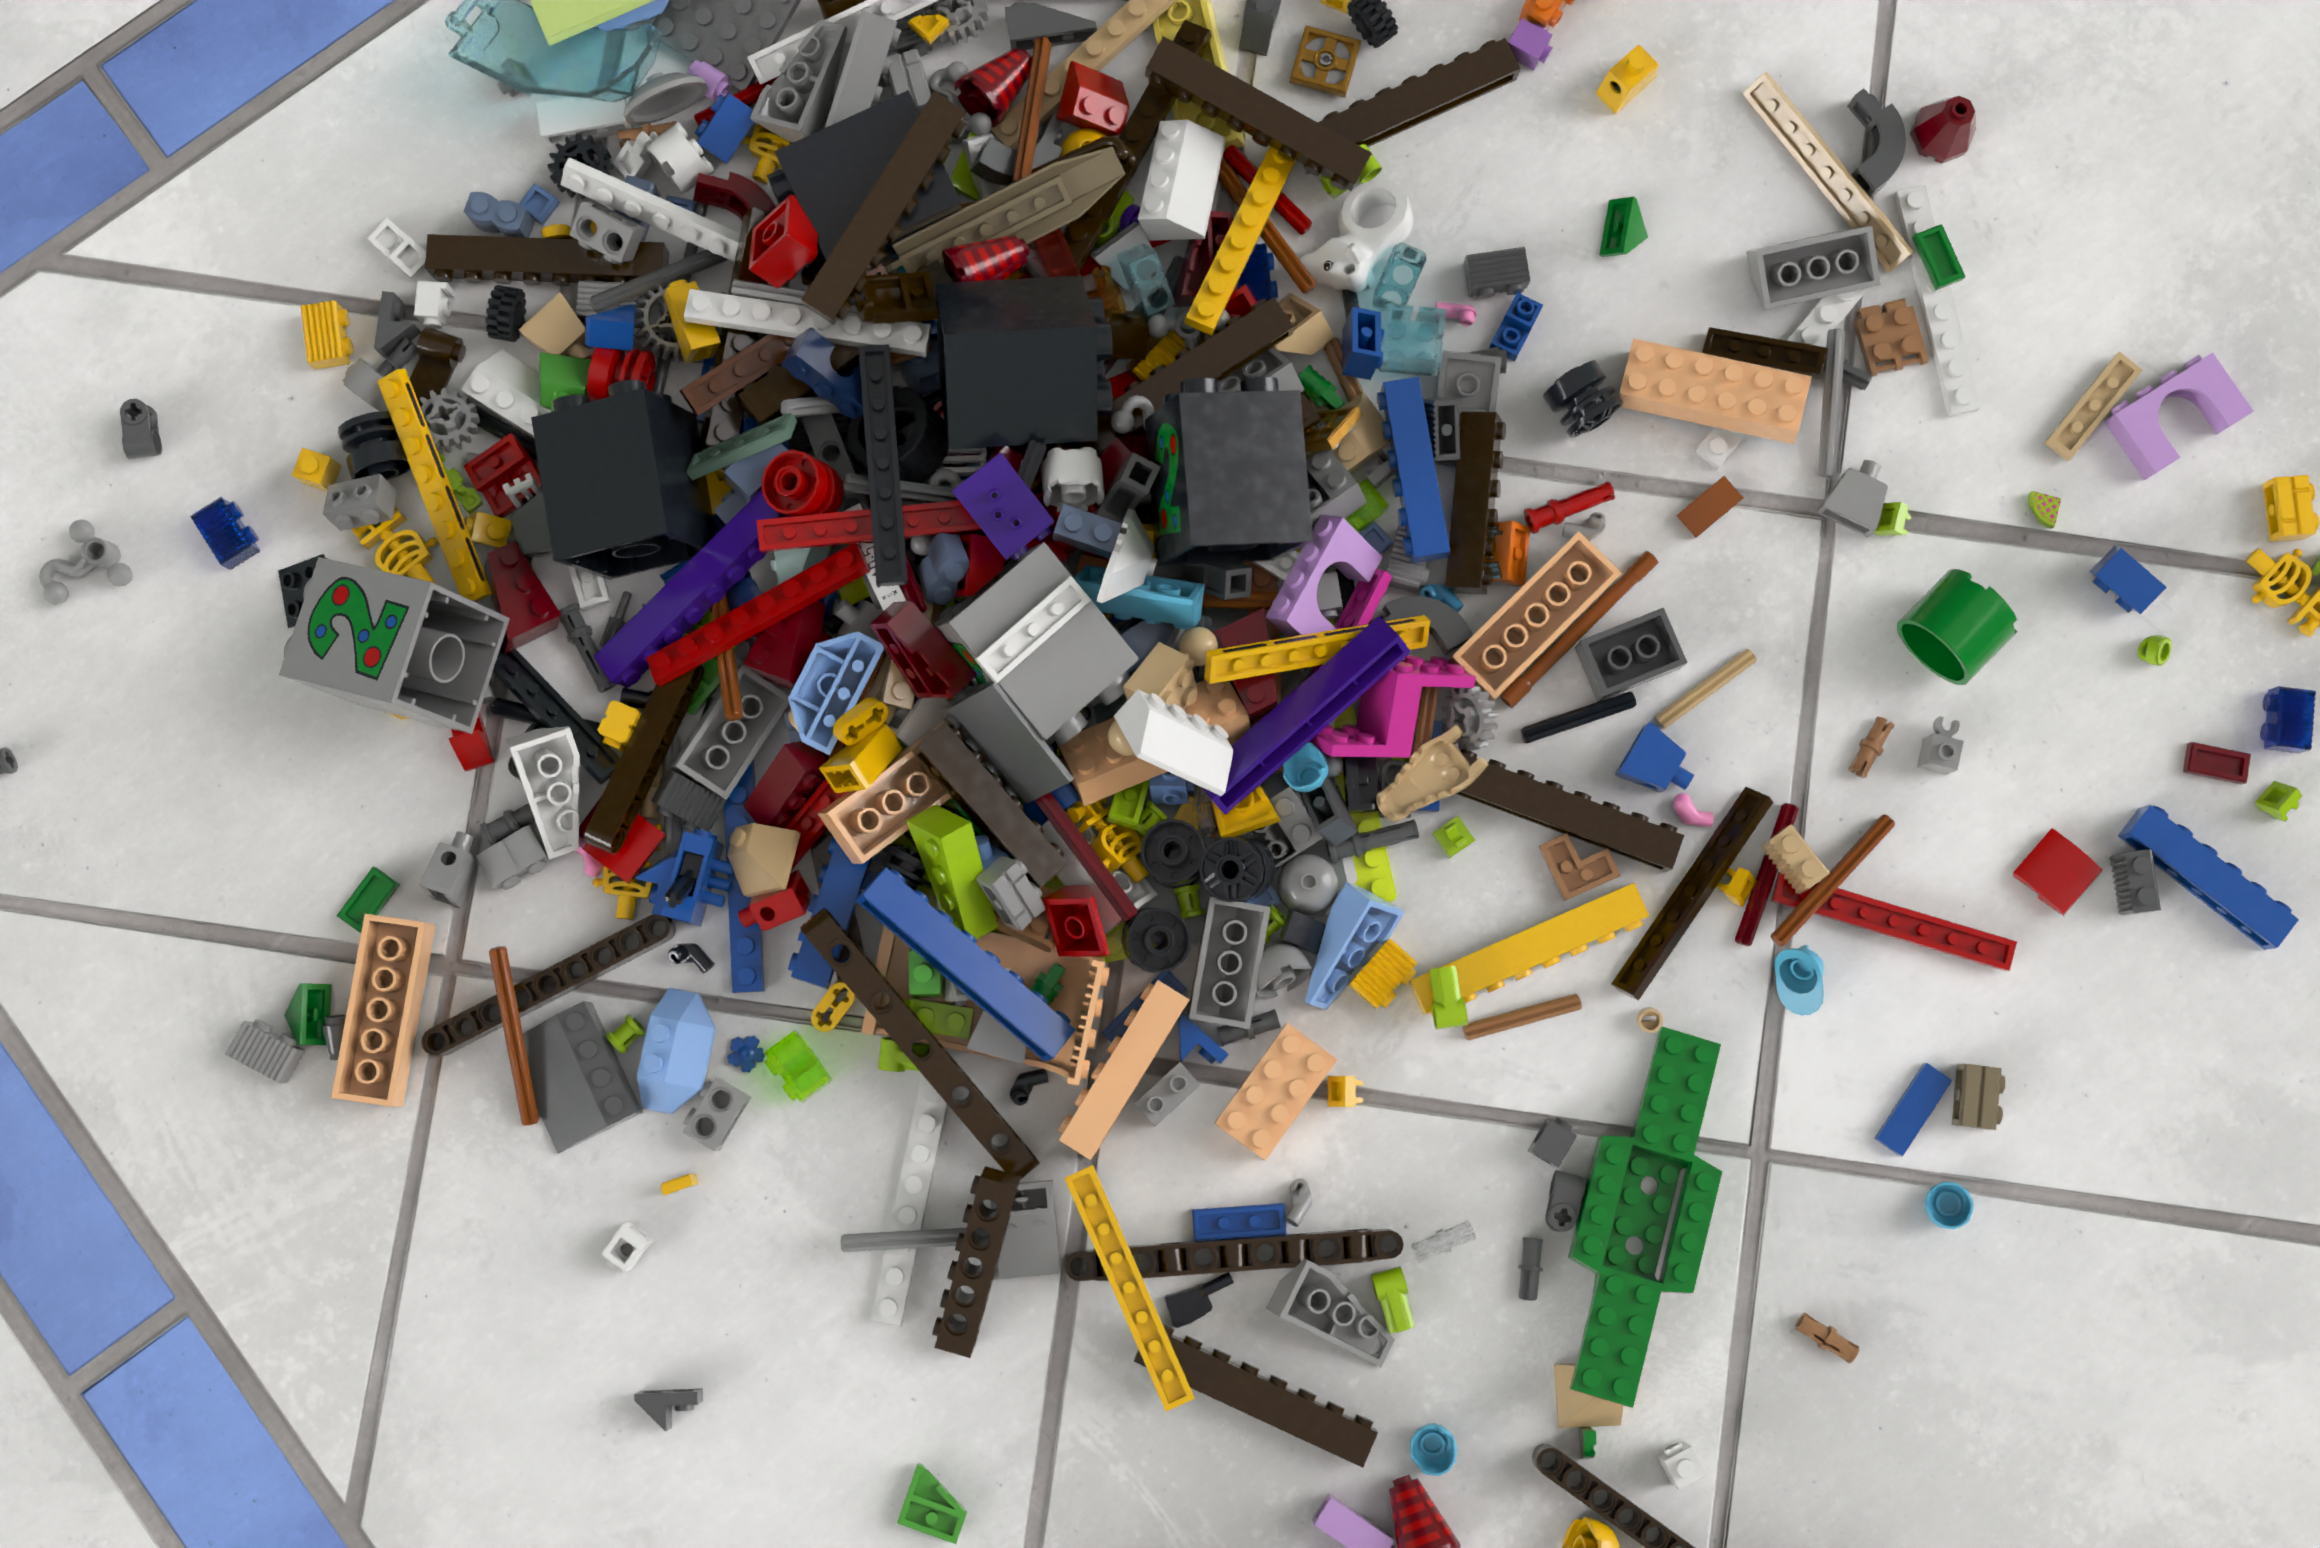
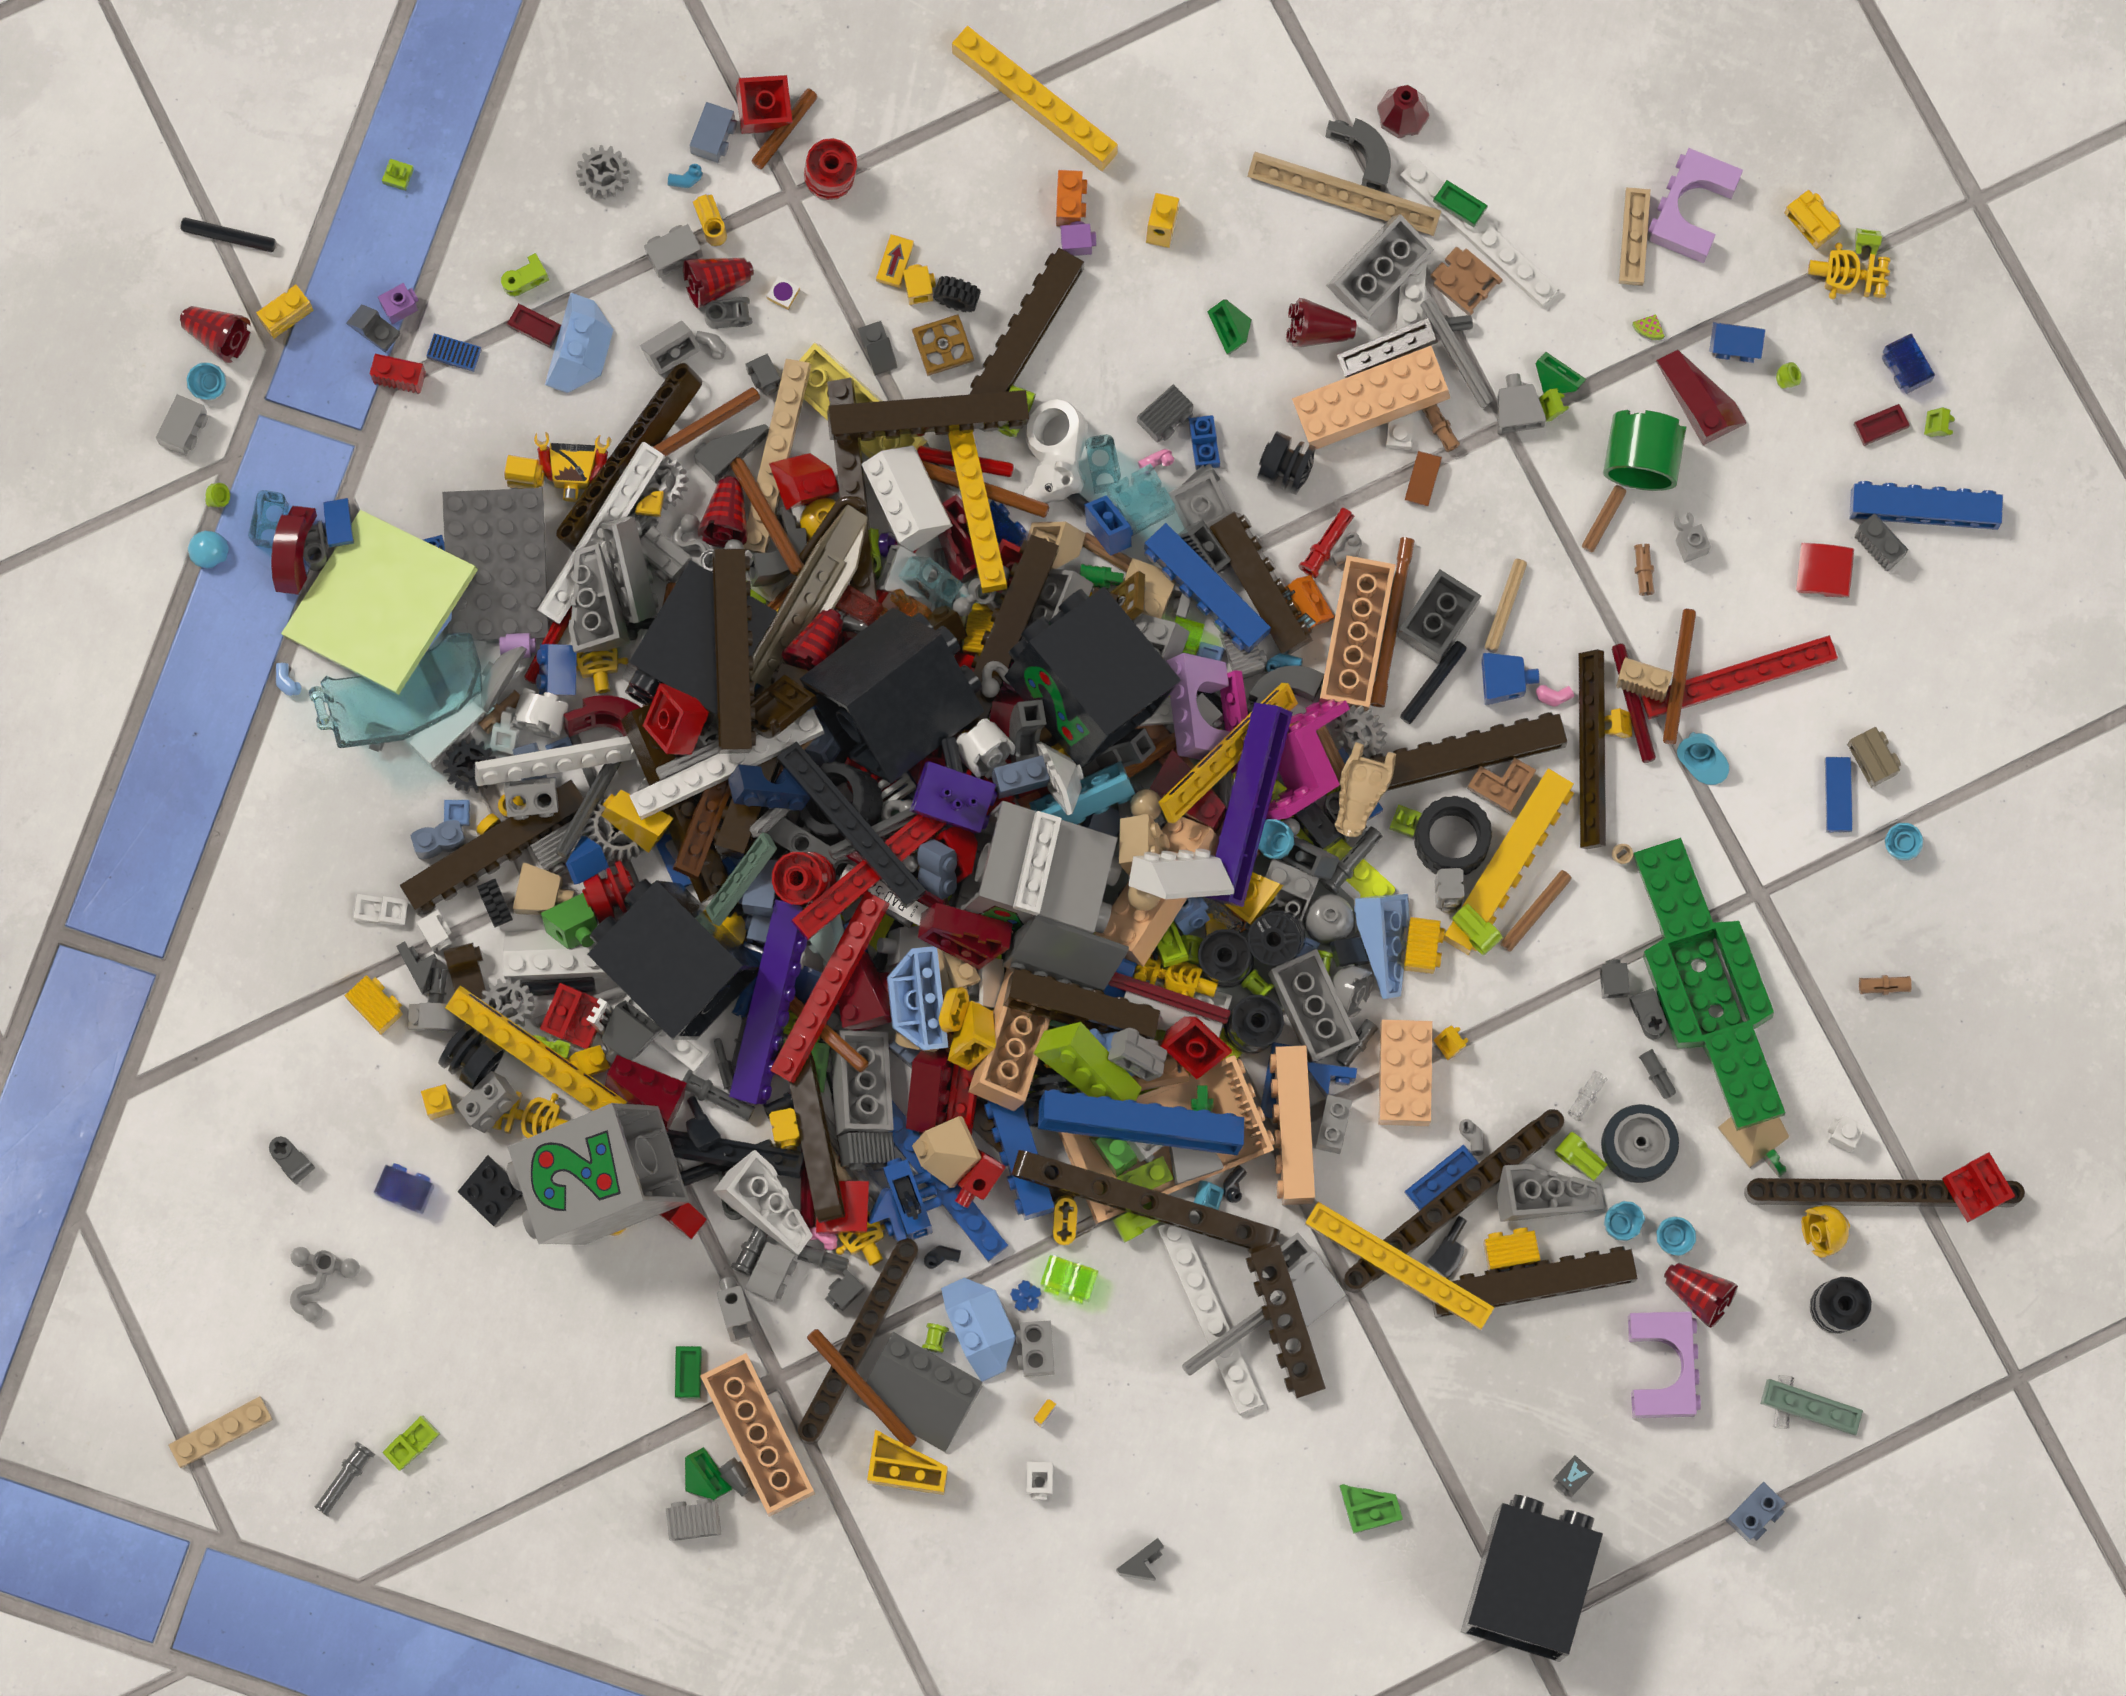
camera: 35 degrees left, 5 degrees down
(57, 785) = (411, 1443): none -> lime slope
(502, 1143) = (904, 1468): none -> yellow wedge
(544, 668) = (700, 1128): none -> black piece
(571, 925) = (844, 1291): none -> dark grey brick
(575, 879) = (823, 1258): none -> dark grey axle
(992, 1080) = (1208, 1195): none -> medium azure brick
(1256, 1345) = (1511, 1249): none -> yellow brick
(1391, 1396) = (1624, 1220): none -> medium azure hair
(1439, 1322) = (1650, 1127): none -> wheel
(1448, 937) = (1449, 889): none -> light grey brick
(1519, 864) = (1461, 808): none -> black tyre
(1710, 283) = (1317, 325): none -> dark red cone
(1763, 468) = (1441, 427): none -> medium nougat pin
(1865, 668) = (1604, 518): none -> medium nougat axle
(1917, 492) = (1557, 375): none -> green slope
(2048, 619) = (1703, 402): none -> dark red wedge

